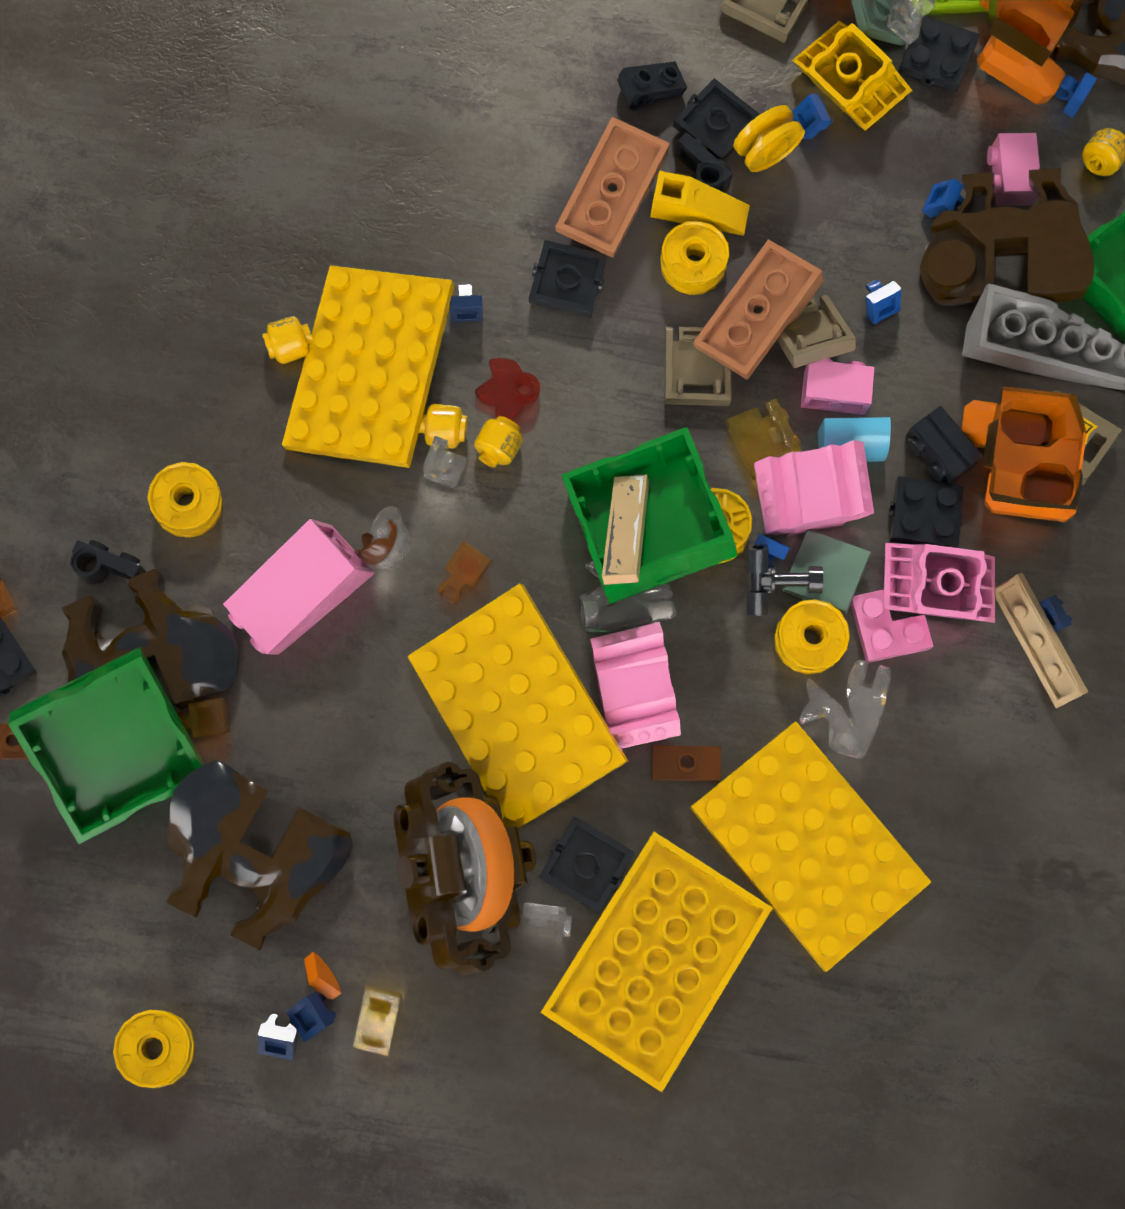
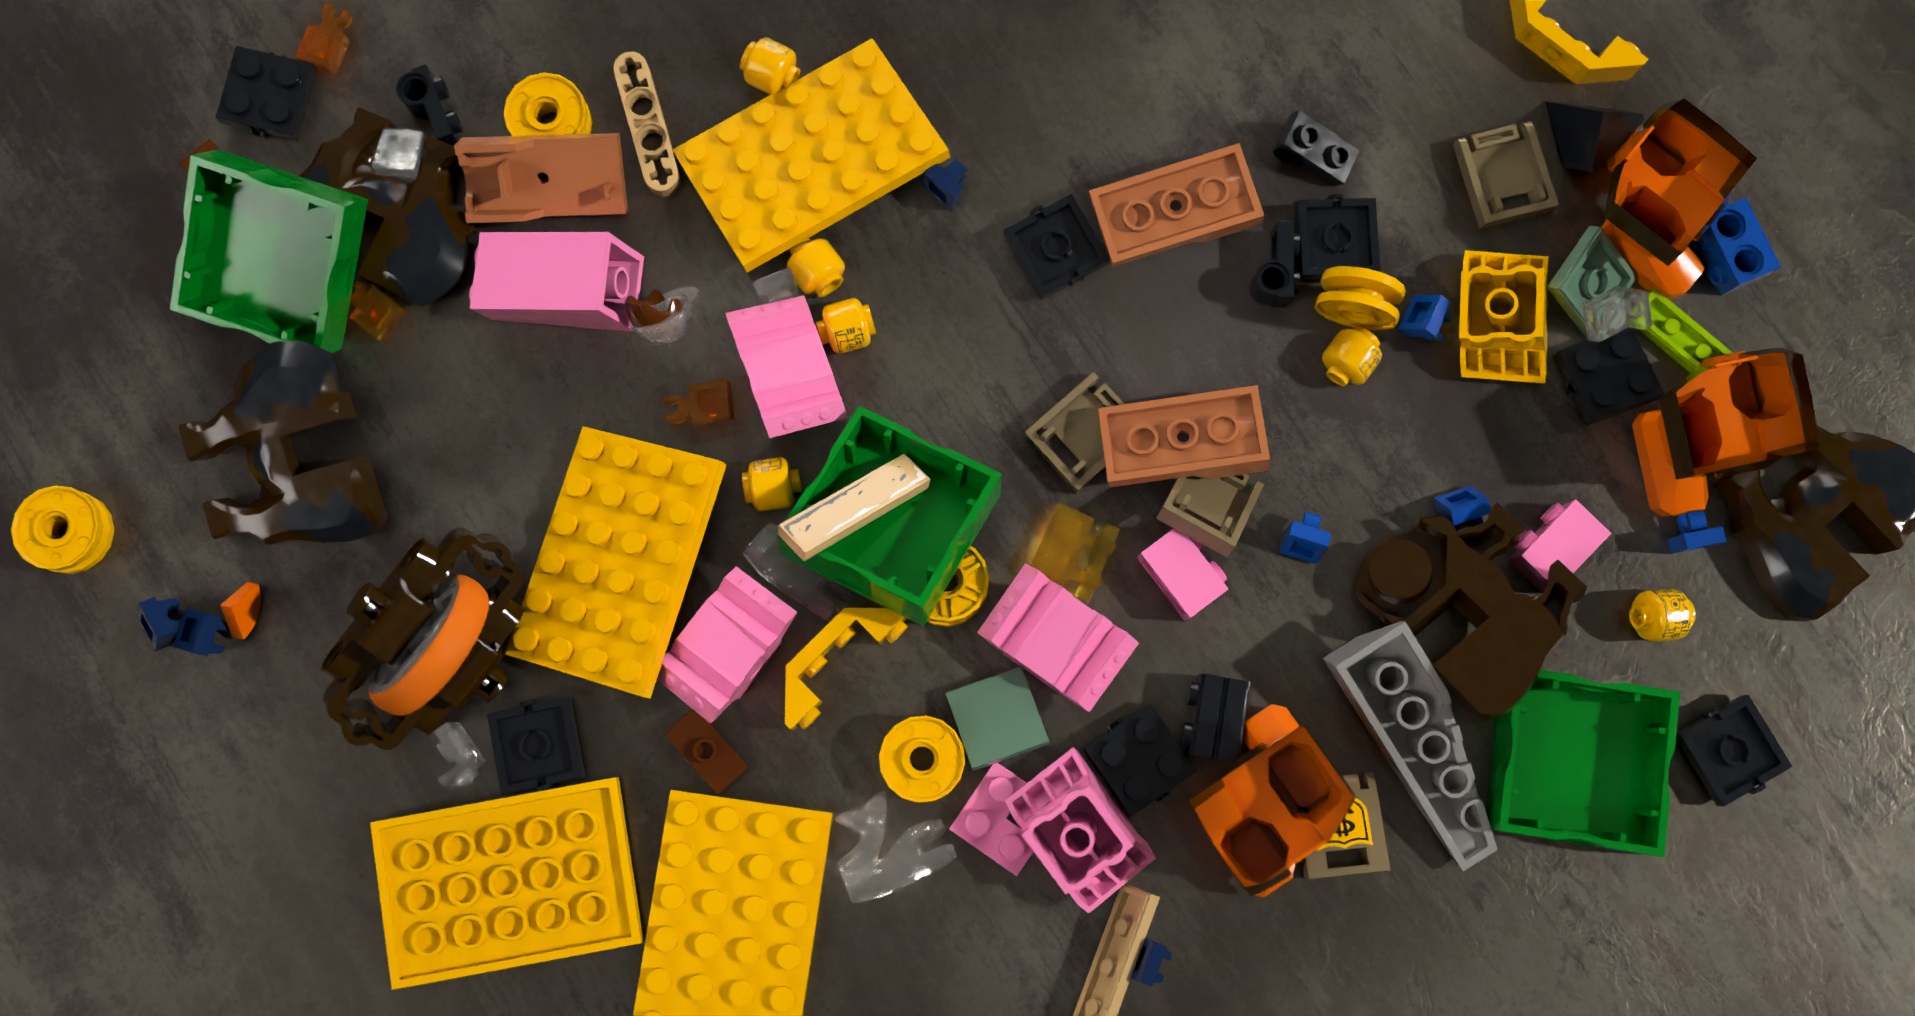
camera: 50 degrees right, 5 degrees up
(119, 608) = (399, 153): none -> clear bracket
(199, 556) = (505, 183): none -> nougat piece
(246, 450) = (645, 124): none -> tan beam
(377, 1020) = (245, 688): clear yellow slope -> none
(493, 497) = (786, 366): none -> bright pink slope
(503, 388) = (901, 286): clear red plate -> none
(555, 574) = (771, 484): none -> yellow head
(687, 199) = (1236, 294): yellow slope -> none
(699, 240) = (1188, 314): yellow wheel -> none
(705, 675) = (799, 699): none -> yellow slope
(765, 579) = (933, 671): black bar -> none
(775, 547) = (970, 649): blue tile -> none
(796, 177) = (1352, 356): none -> yellow head
(871, 431) = (1158, 641): medium azure brick -> none

